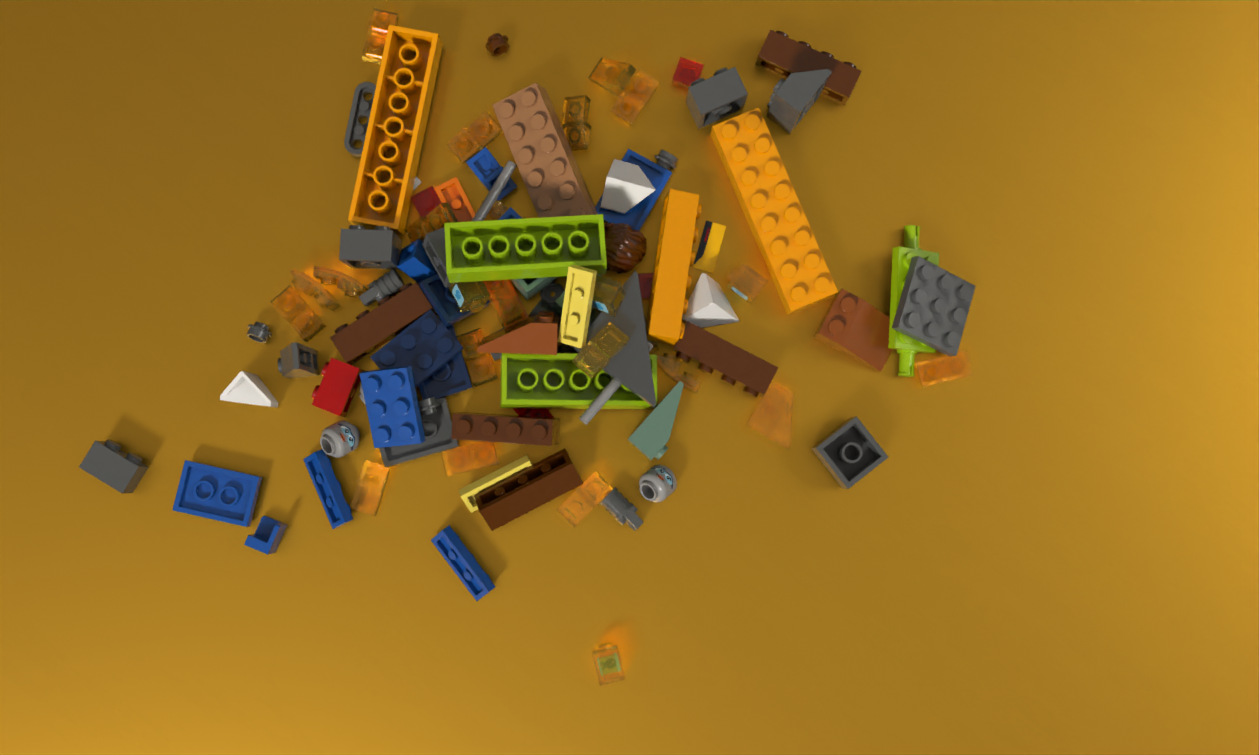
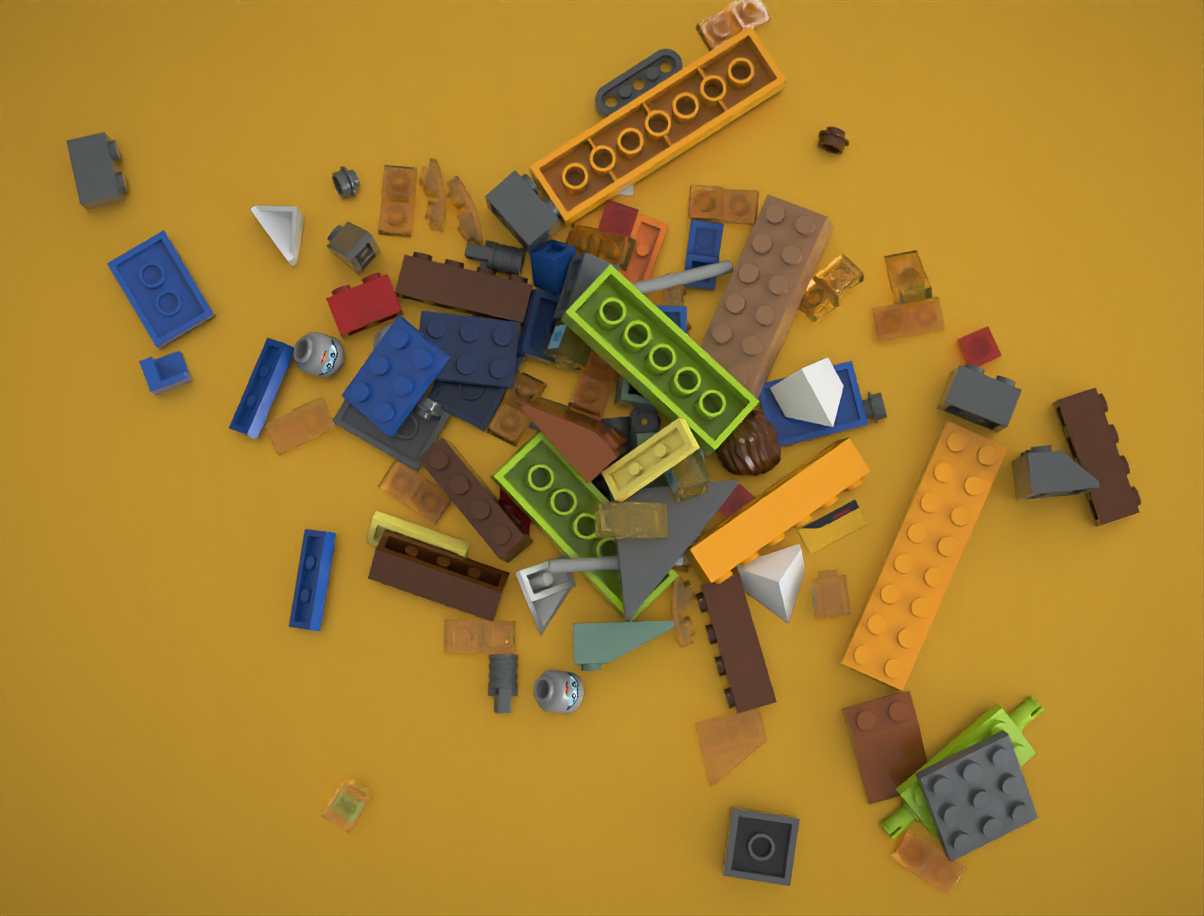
camera: 45 degrees right, 0 degrees up
(593, 438) = (544, 591): none -> white slope

